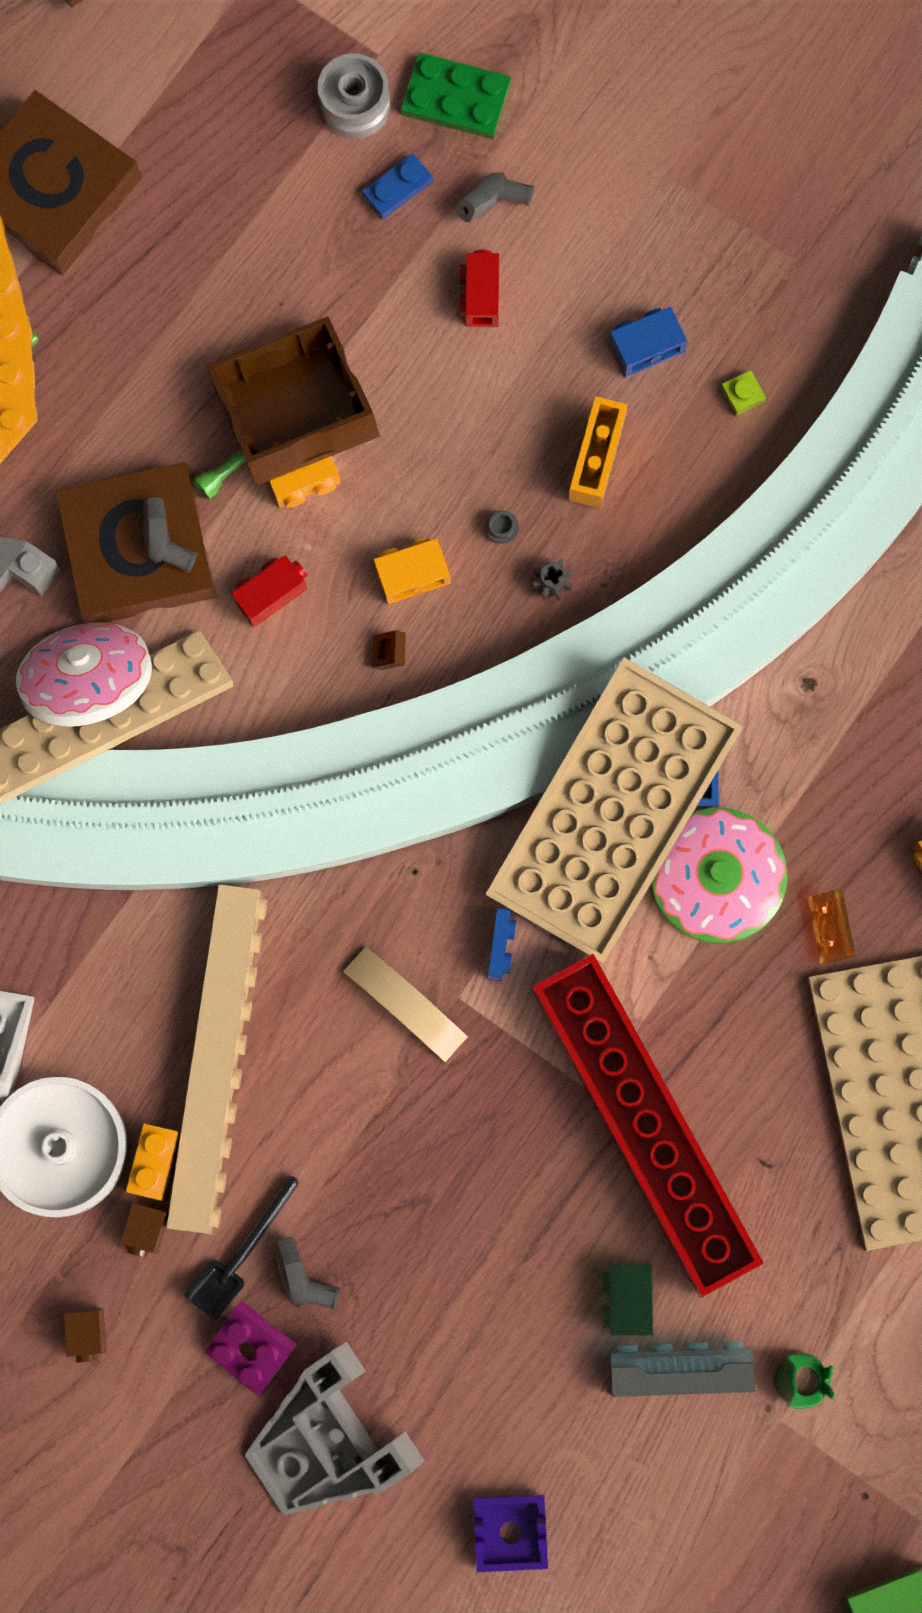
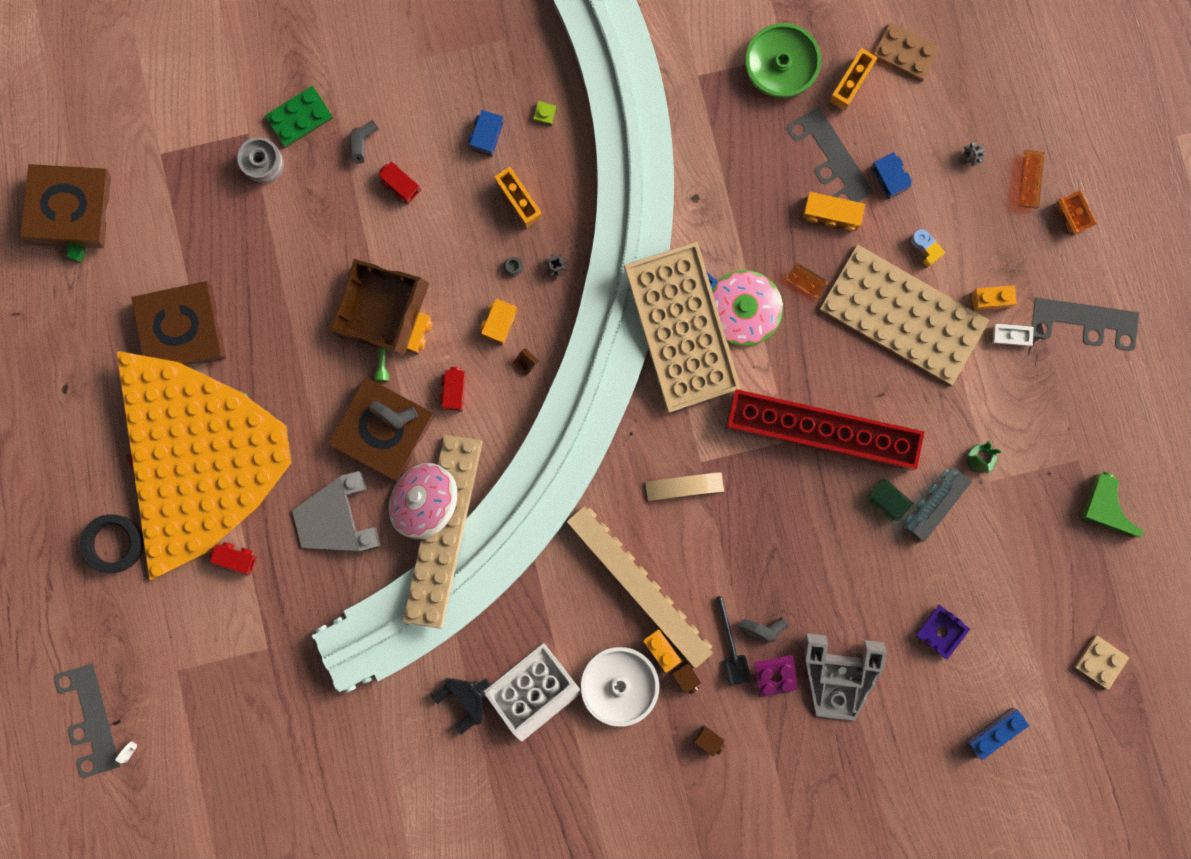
camera: 55 degrees left, 5 degrees up
(397, 186) = (318, 177): blue plate -> none
(500, 960) = (690, 418): blue plate -> none

